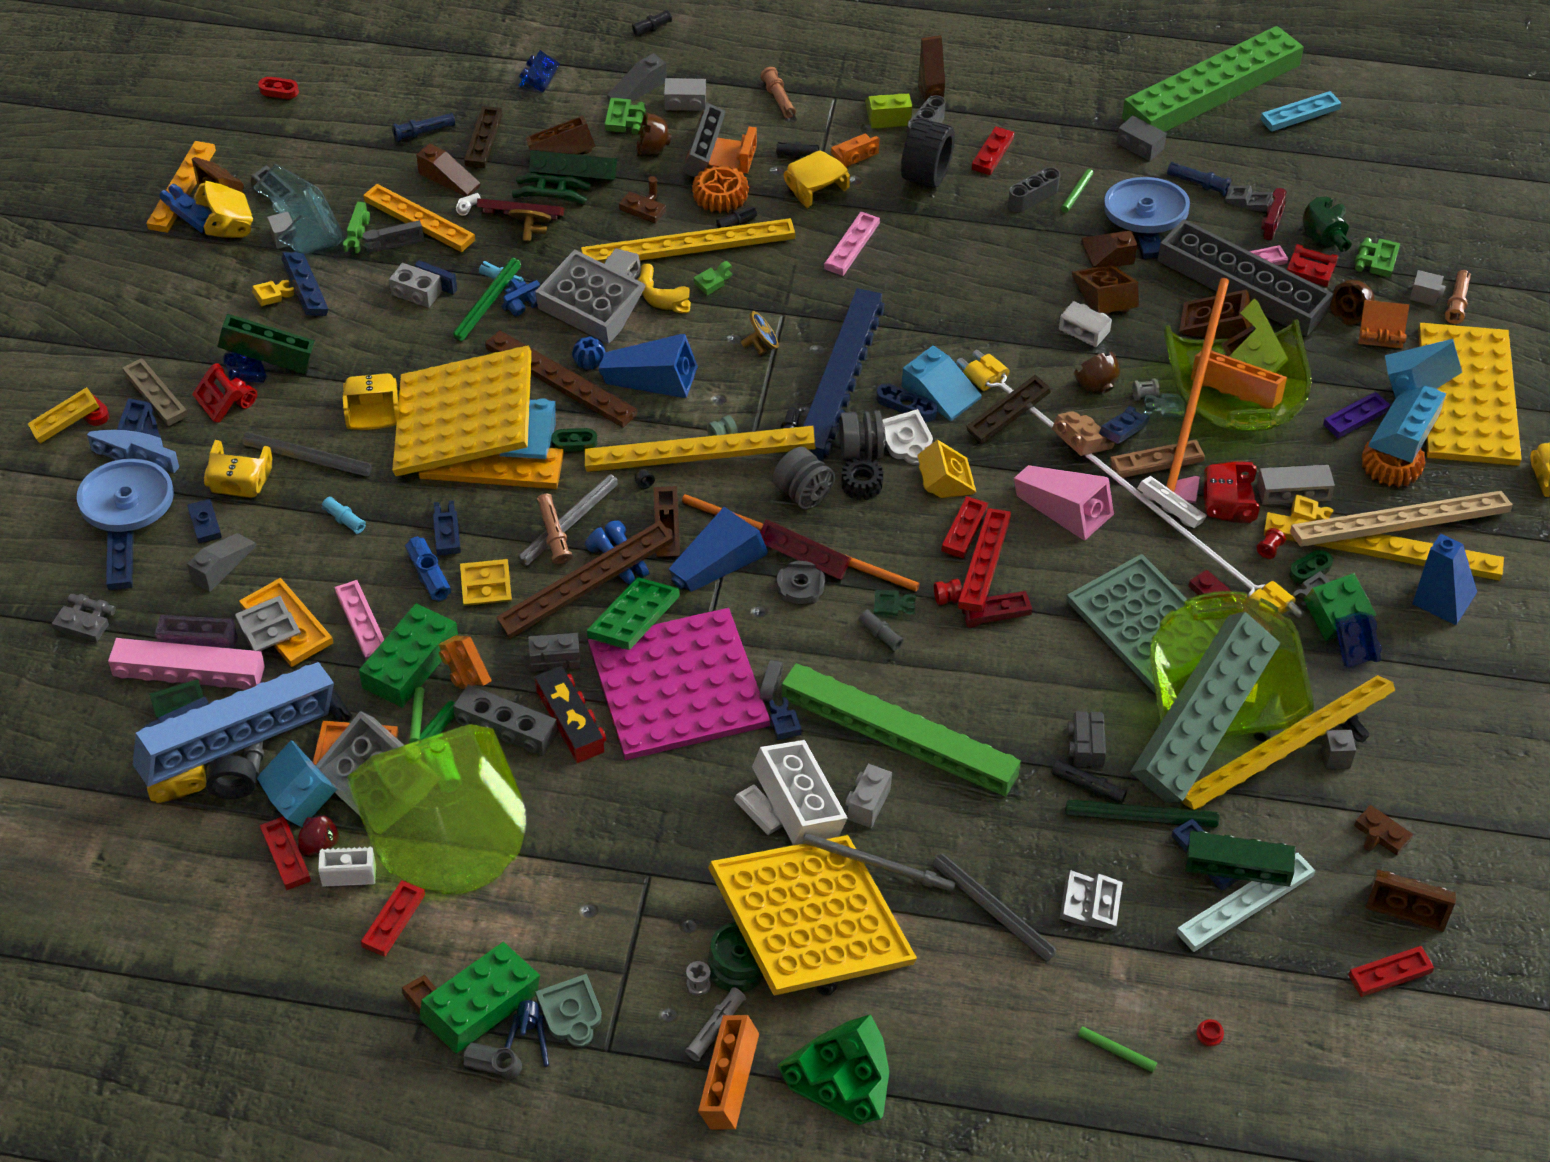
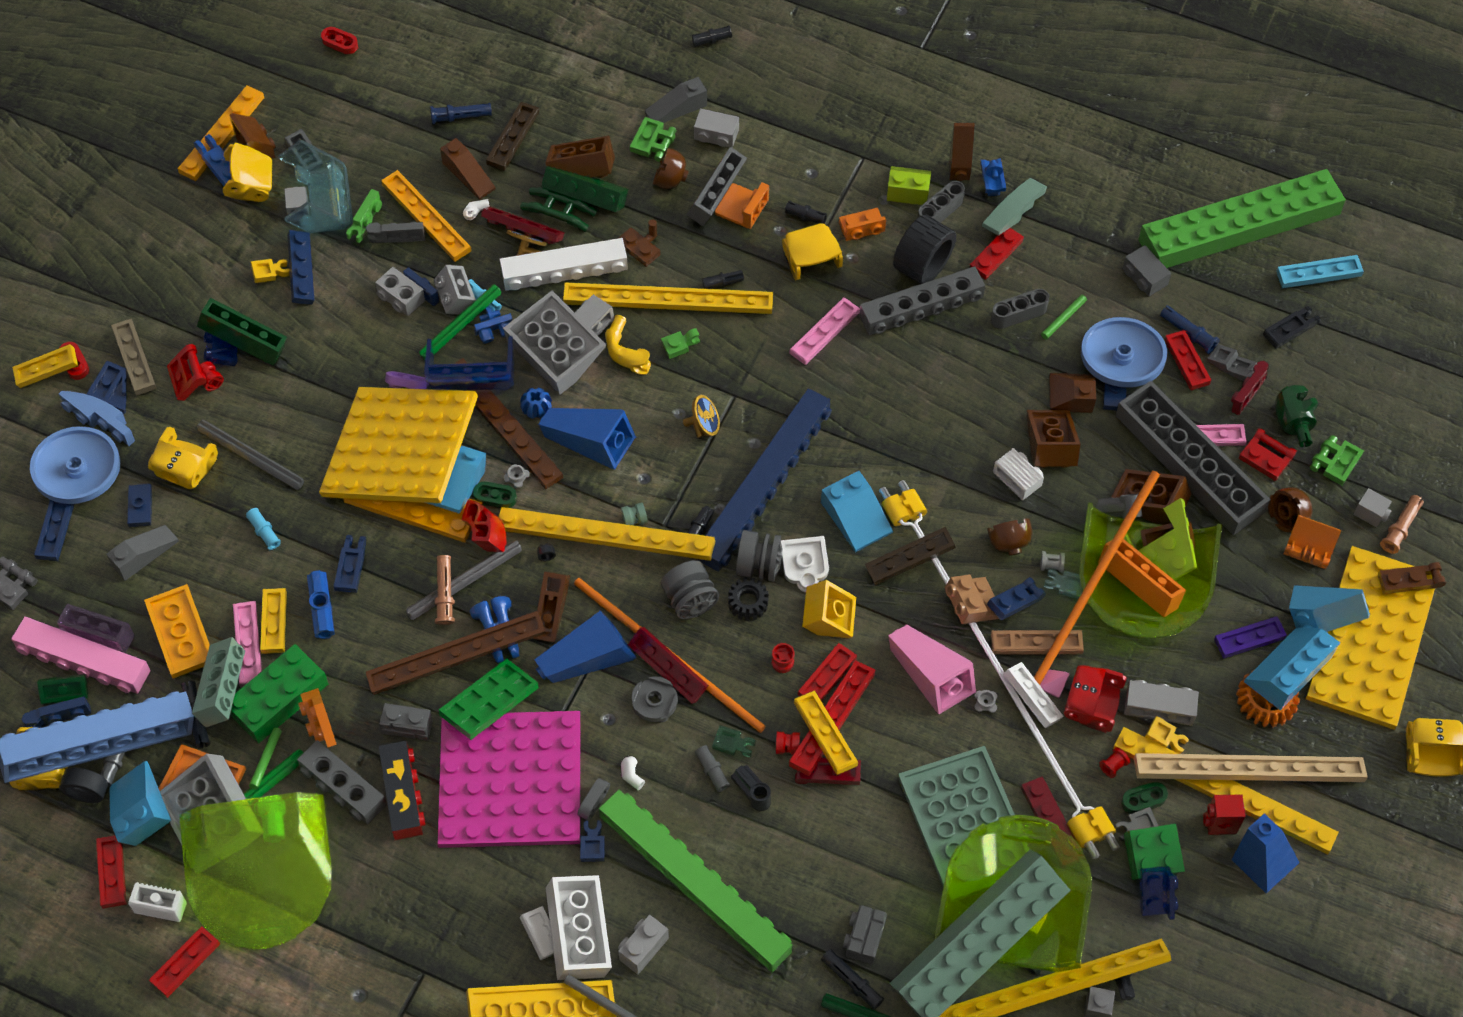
camera: 15 degrees right, 10 degrees up
(267, 624) = (160, 633): light grey slope -> none
(317, 834) = (143, 862): dark red piece -> none
(348, 651) = (218, 682): none -> sand green brick
(370, 402) = (320, 412): yellow piece -> none
(382, 593) = (273, 621): none -> yellow plate
(437, 360) = (400, 380): none -> medium lavender plate
(471, 271) = (454, 289): none -> light grey brick
(485, 582) = (369, 630): yellow slope -> none
(537, 332) = (470, 375): none -> clear blue windscreen
(539, 71) = (587, 72): clear blue bracket -> none
(574, 232) = (564, 264): none -> white brick
(576, 465) = (486, 527): none -> red brick
(590, 419) = (516, 470): none -> light grey plate
(720, 189) = (704, 246): orange gear -> none
(775, 86) = (807, 135): nougat pin -> none
(798, 653) = (628, 772): none -> white arm
(889, 393) = (814, 514): dark blue beam -> none
(916, 520) = (780, 653): none -> red wheel
(934, 639) = (751, 787): none -> black piece
(937, 200) = (911, 299): none -> dark grey brick
(967, 88) = (993, 177): none -> blue hips
(985, 569) = (825, 732): none -> yellow tile
(996, 108) = (1013, 206): none -> sand green slope
(1127, 518) = (987, 695): none -> light grey plate
(1194, 328) = (1117, 506): none -> dark grey piece
(1209, 203) = (1187, 360): none -> red plate
(1292, 160) = (1290, 327): none -> black hinge
(1394, 560) = (1224, 814): none -> red brick
(1486, 335) = (1411, 578): none -> reddish brown plate

